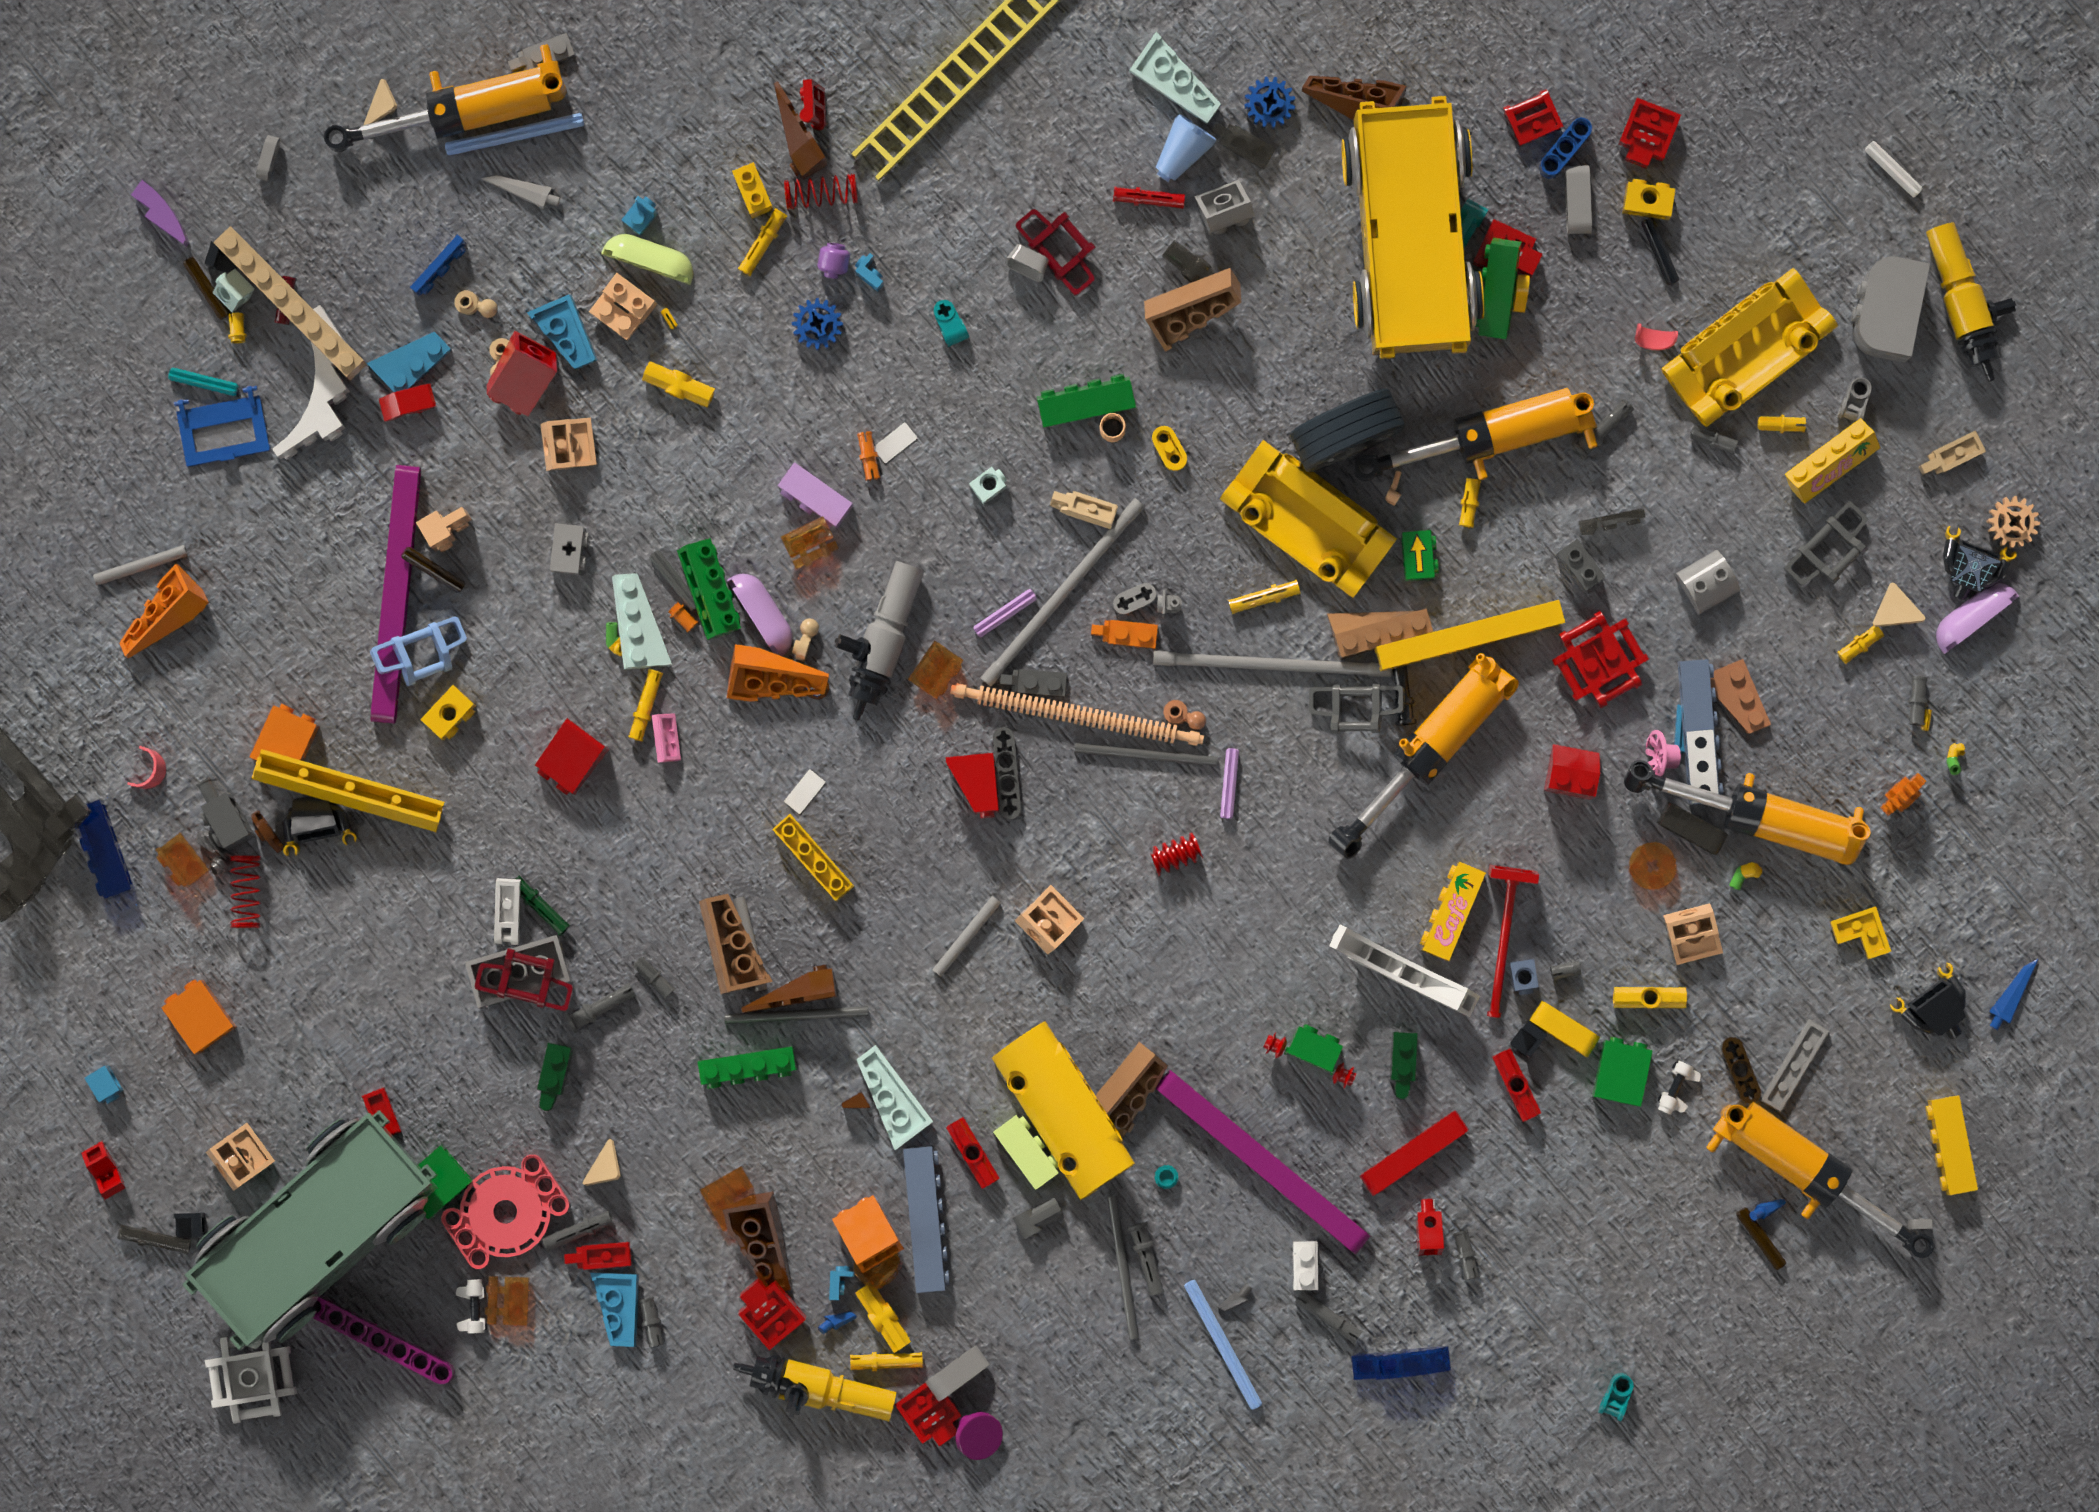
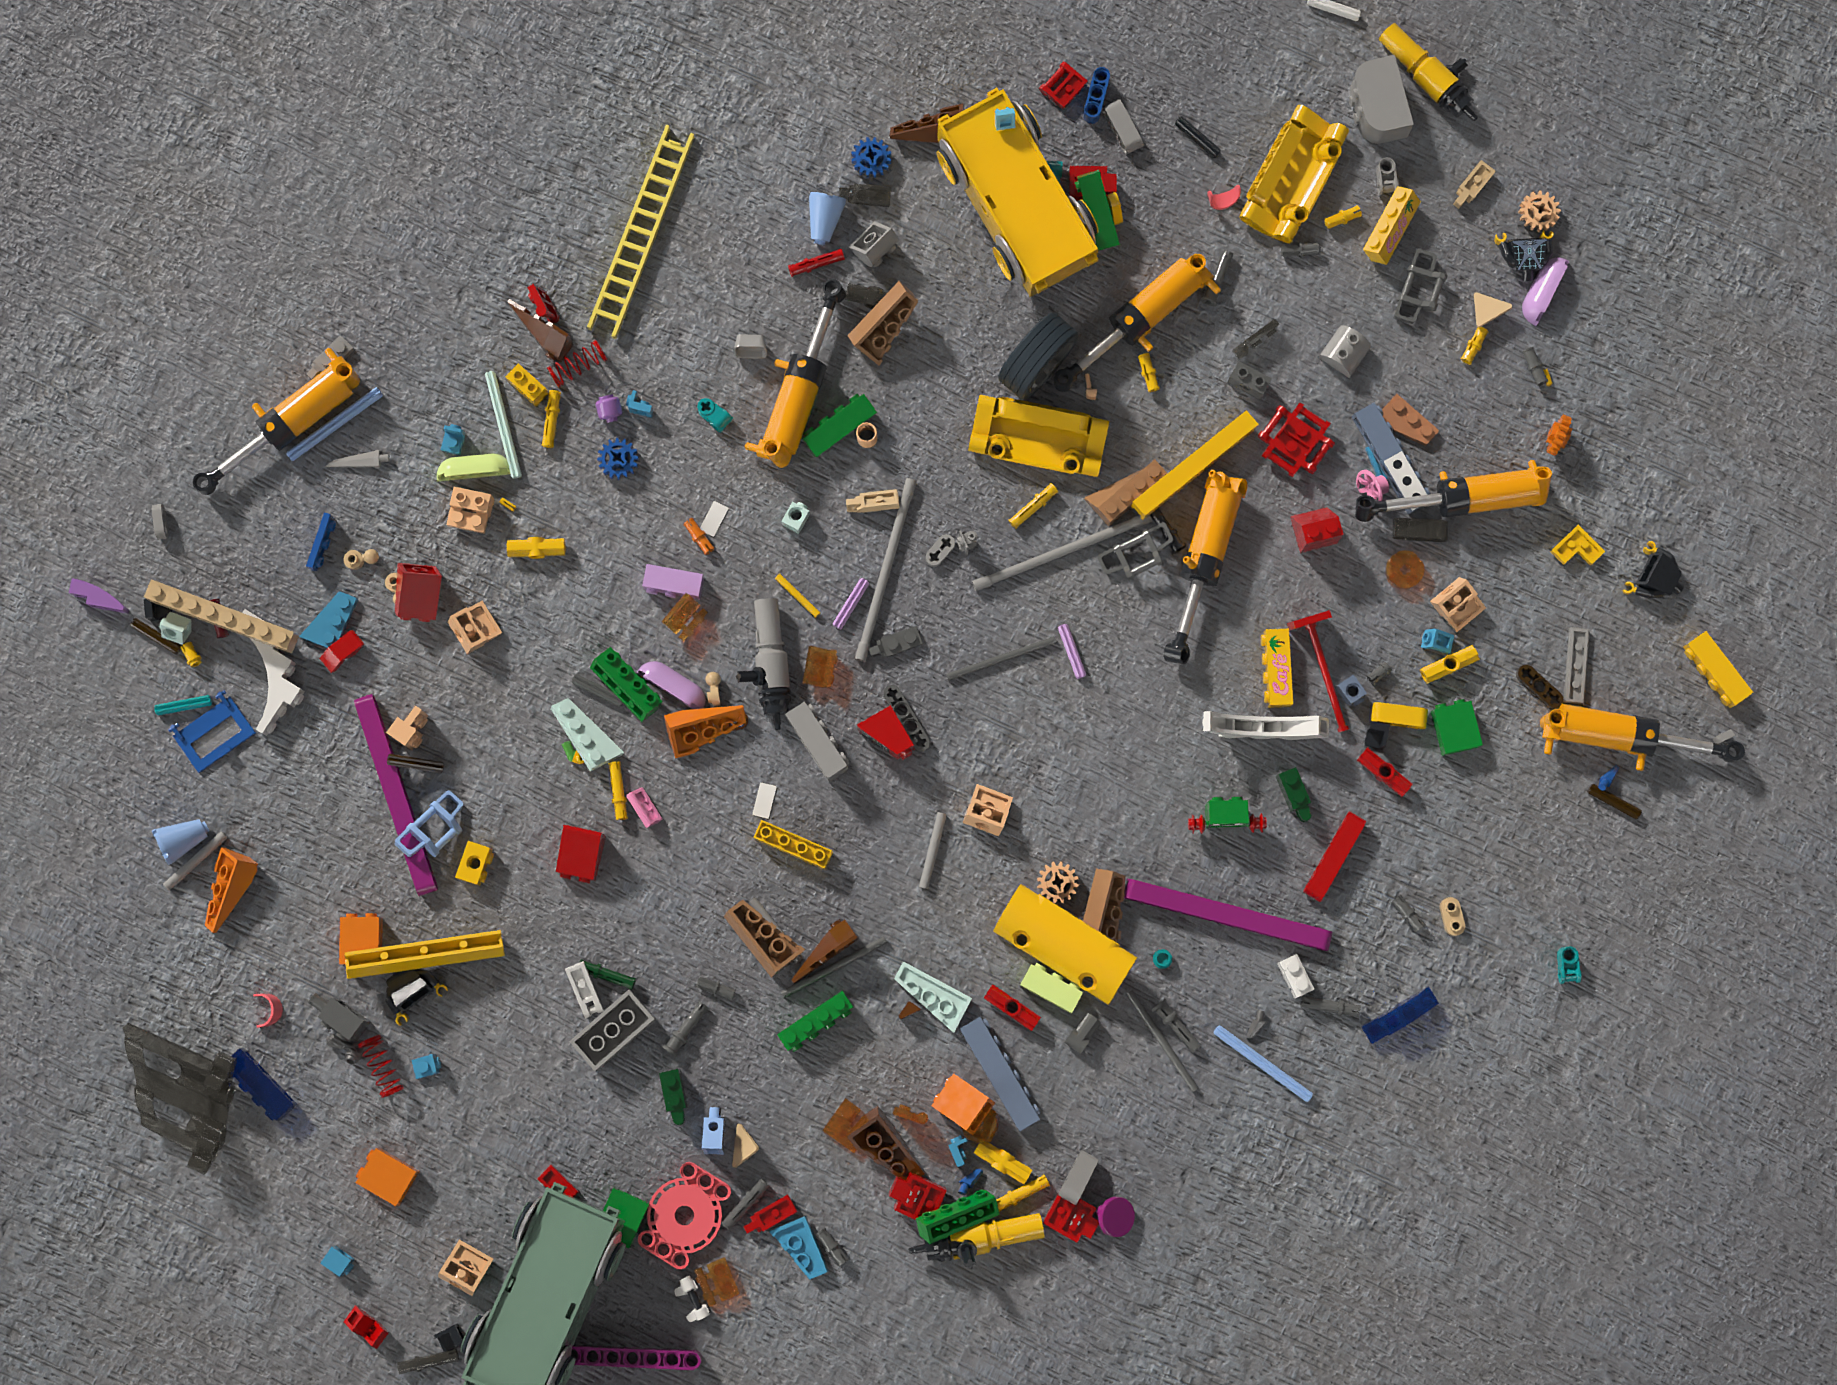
camera: 30 degrees left, 5 degrees down
(134, 533) = (179, 838): none -> light blue cone
(182, 861) = (323, 1065): clear orange bracket -> none
(265, 832) = (376, 1014): reddish brown plate -> none
(295, 914) = (426, 1066): none -> dark azure bracket
(382, 104) = (227, 444): tan piece -> none
(503, 990) = (608, 1049): dark red bar -> none
(563, 537) = (507, 714): light grey brick -> none
(566, 330) = (435, 546): dark azure wing -> none
(573, 1145) = (713, 1141): none -> light blue torso
(682, 617) = (616, 714): orange pin -> none
(705, 223) = (503, 424): none -> light aqua axle
(799, 1213) = (904, 1112): none -> clear orange plate
(804, 1353) = (957, 1216): none -> green brick
(892, 754) = (819, 745): none -> light grey brick
(949, 576) = (797, 595): none -> yellow bar
(1036, 244) = (777, 343): dark red bar -> none
(1058, 339) = (798, 390): none -> light orange piece
(1105, 1040) = (1066, 880): none -> light nougat gear
(1127, 633) = (946, 578): orange hinge -> none
(1170, 448) = (914, 432): yellow plate -> none
(1171, 77) = (795, 172): light aqua wing -> none
(1175, 854) = (1057, 719): red piece -> none
(1192, 737) = (1030, 630): light nougat hose -> none
(1195, 720) = (1026, 617): nougat plate -> none
(1418, 555) = (1130, 426): green brick -> none
(1429, 1240) = (1377, 914): red torso -> none
(1435, 140) = (1005, 119): none -> medium azure tile
(1514, 1281) = (1450, 917): none -> tan plate
(1635, 204) = (1165, 112): yellow brick -> none
(1648, 132) = (1149, 58): red piece -> none
(1650, 964) = (1437, 640): none -> dark azure bracket
(1668, 1100) = (1500, 732): white piece -> none
(1745, 871) = (1471, 544): arm -> none
(1952, 758) = (1579, 396): arm -> none
(2008, 1002) = (1705, 549): blue bar -> none

